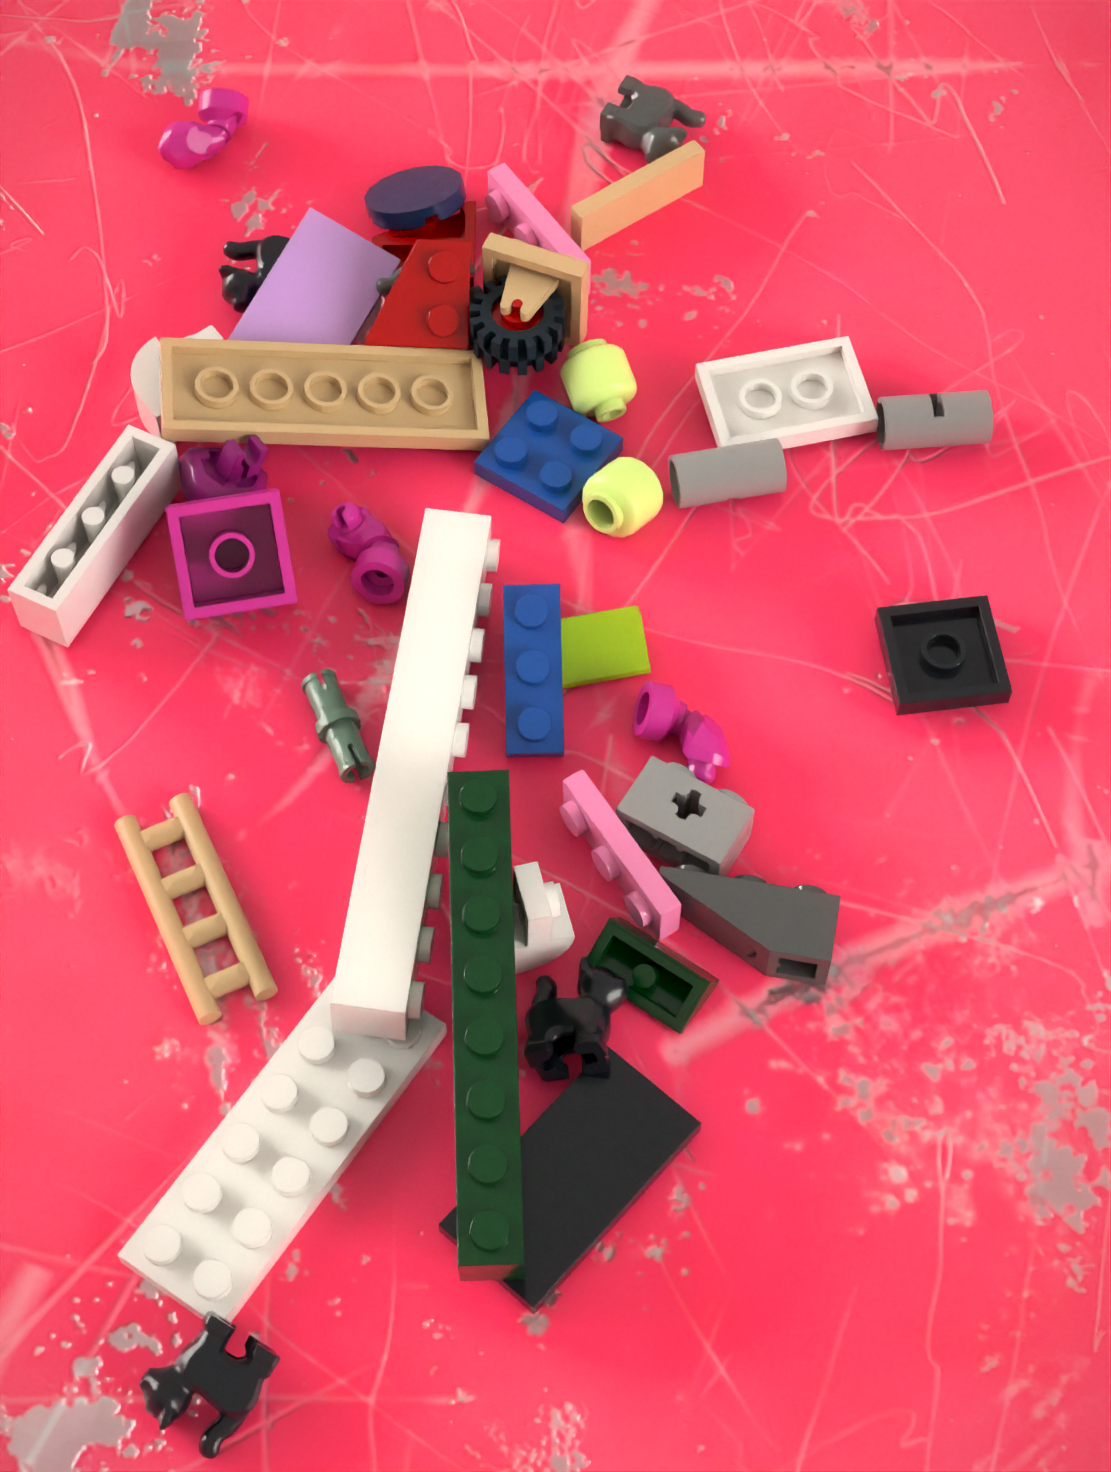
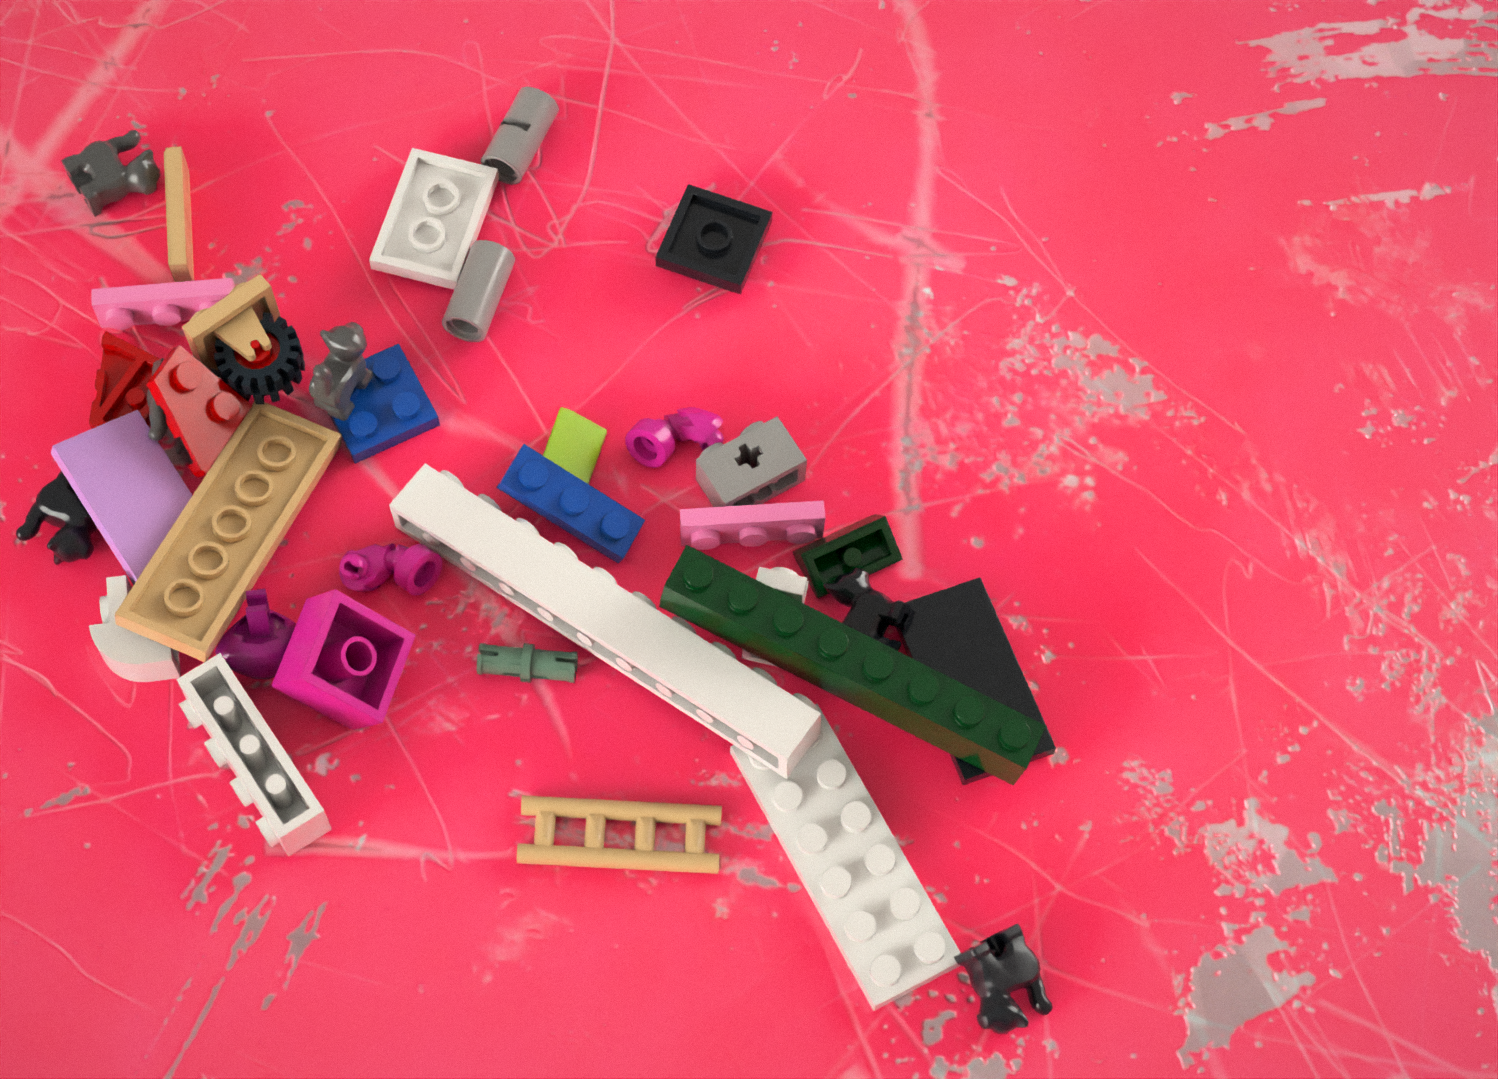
camera: 65 degrees left, 5 degrees up
(414, 194) = (69, 372): tile -> none
(538, 390) = (340, 370): none -> dark grey animal
(598, 380) = (333, 314): yellowish green head -> none
(622, 497) = (454, 370): yellowish green head -> none
(767, 925) = (862, 459): dark grey slope -> none

